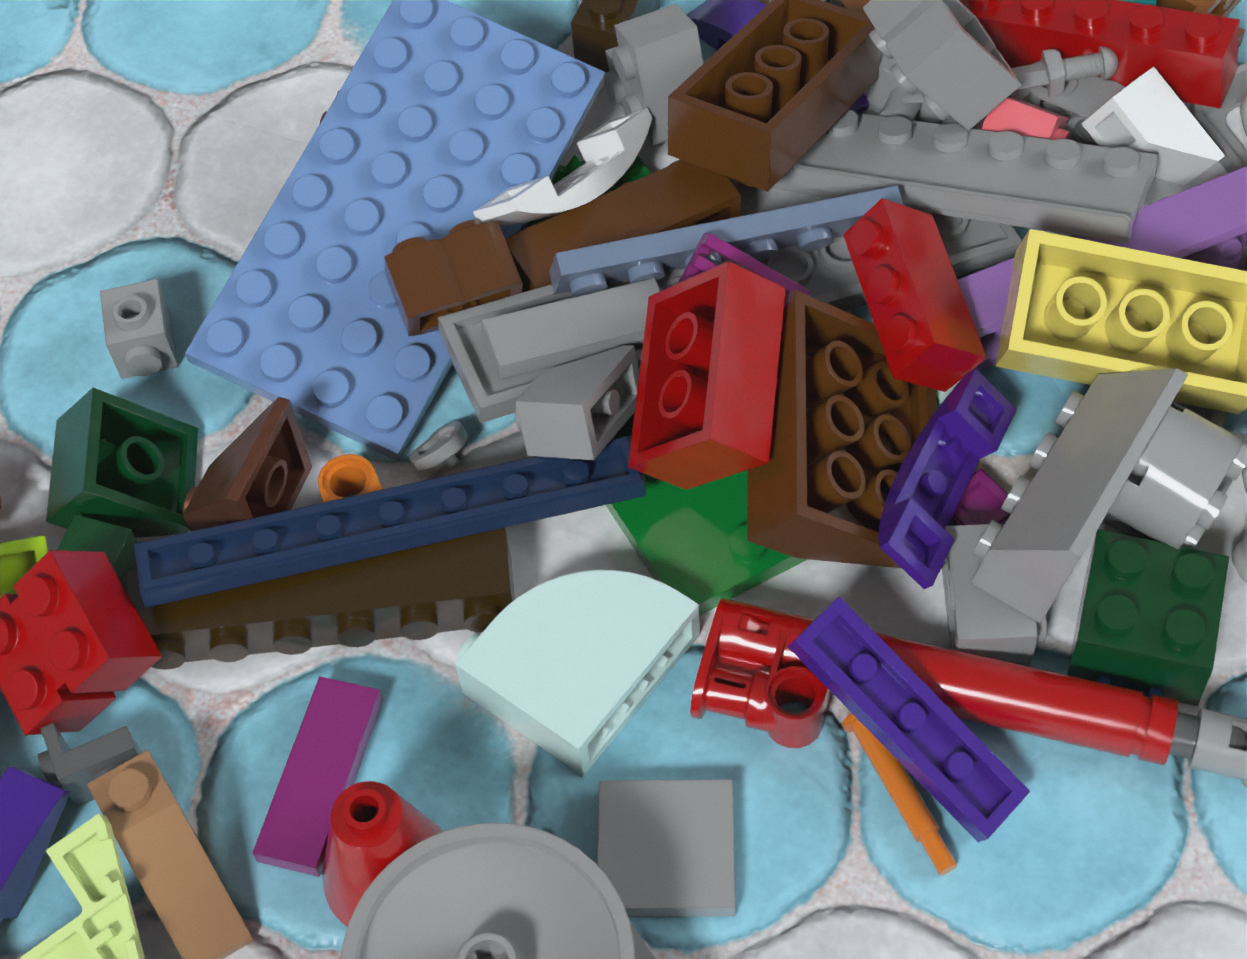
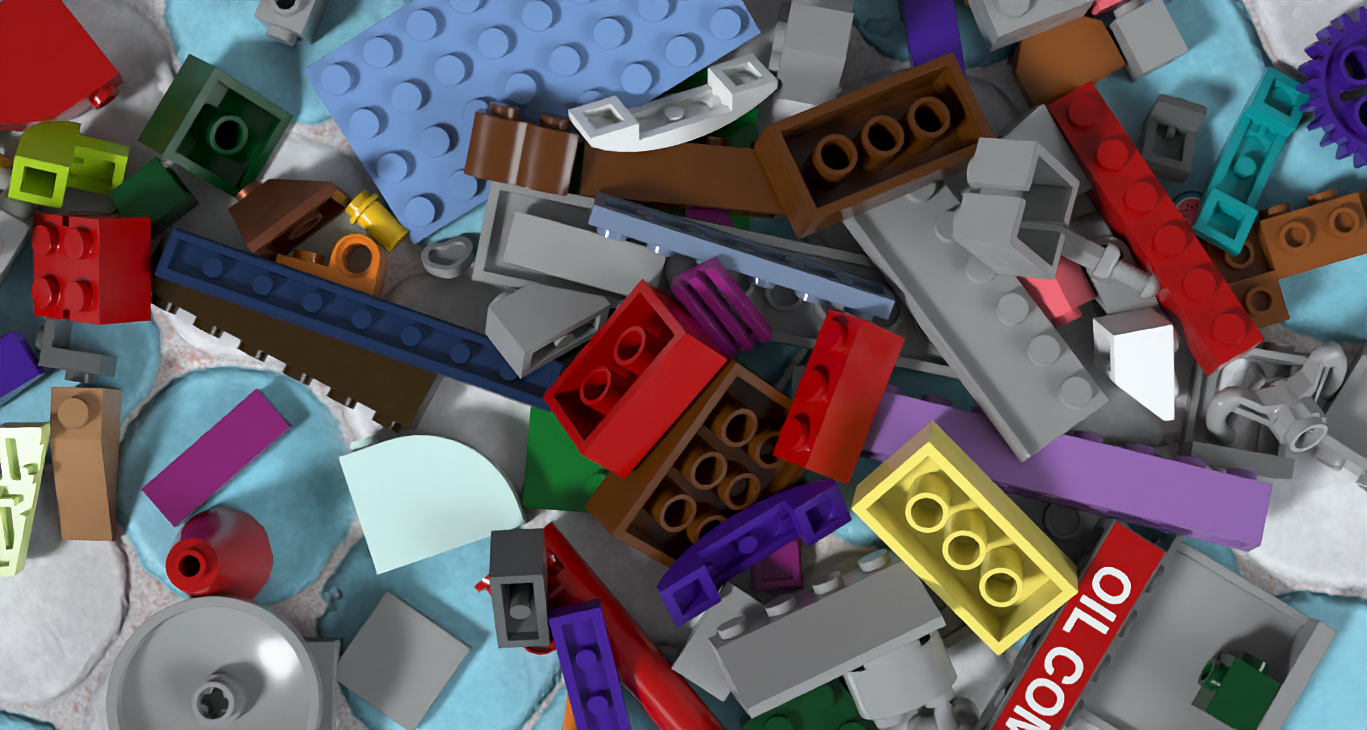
camera: 30 degrees right, 30 degrees up
(326, 447) = (376, 220): none -> yellow pin
(743, 646) = (519, 587): none -> dark grey slope

